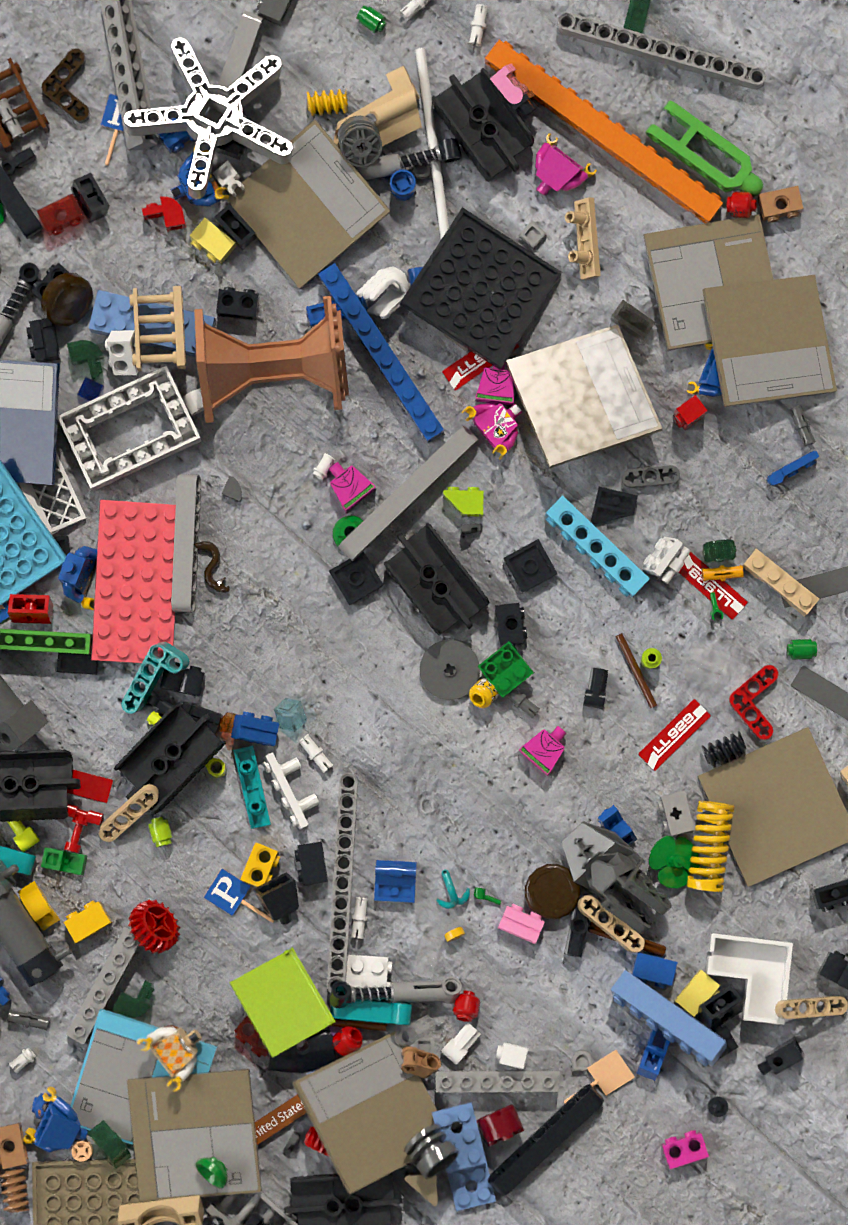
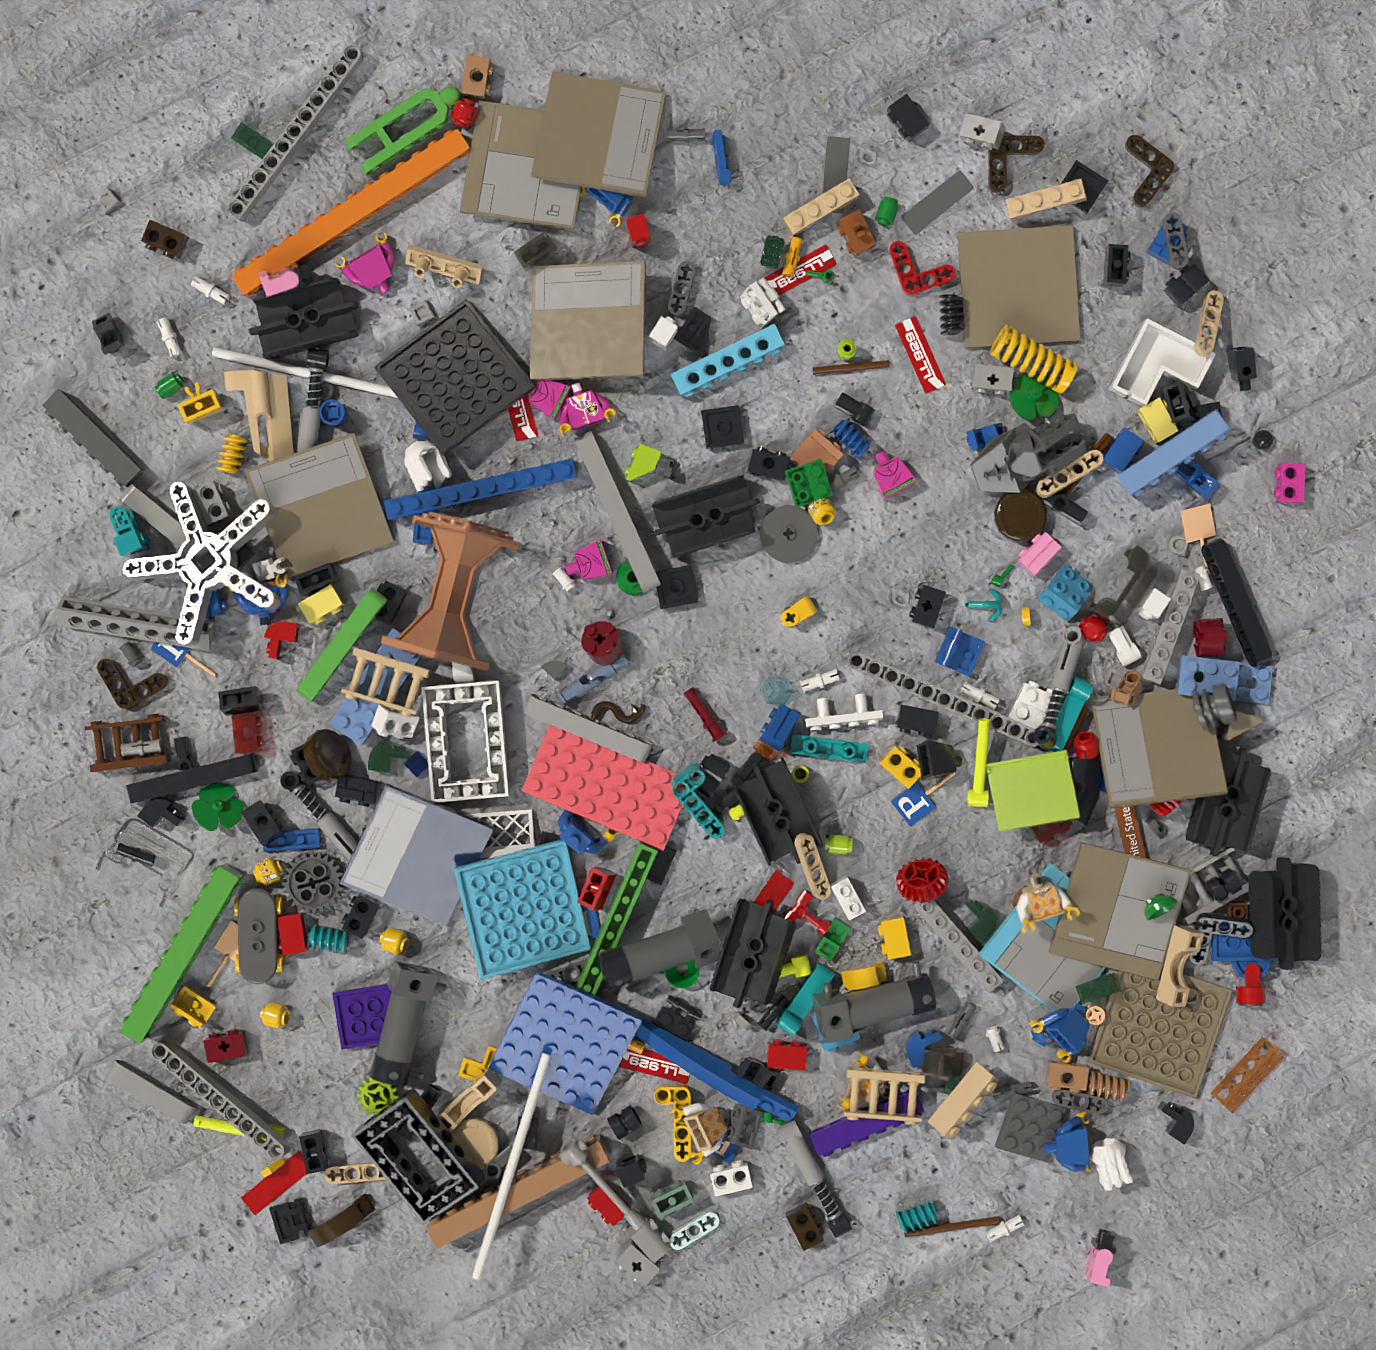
camera: 75 degrees left, 5 degrees up
(97, 77) = (130, 653): none -> dark grey pin
(110, 860) = (847, 898): none -> white brick
(180, 274) = (341, 644): none -> bright green beam
(209, 34) = (130, 536): none -> teal brick
(235, 660) = (710, 722): none -> dark red pin
(239, 532) = (596, 677): none -> sand blue piece
(258, 952) = (978, 796): none -> neon yellow piece
(267, 97) = (208, 505): none -> light grey brick
(274, 525) = (602, 642): none -> dark red brick
(357, 131) = (279, 436): dark grey wheel -> none
(362, 55) = (200, 406): none -> yellow brick
(378, 710) = (801, 610): none -> yellow piece
(417, 838) = (935, 600): none -> black brick
(492, 965) = (1065, 593): none -> dark azure bracket
(516, 1031) = (1117, 612): none -> clear smoke windscreen
(544, 666) = (817, 447): none -> nougat bracket
(558, 1098) = (1204, 579): none -> white pin
(566, 695) = (851, 438): none -> blue piece
(600, 474) = (664, 332): none -> white brick
(769, 626) = (856, 233): none -> dark orange brick

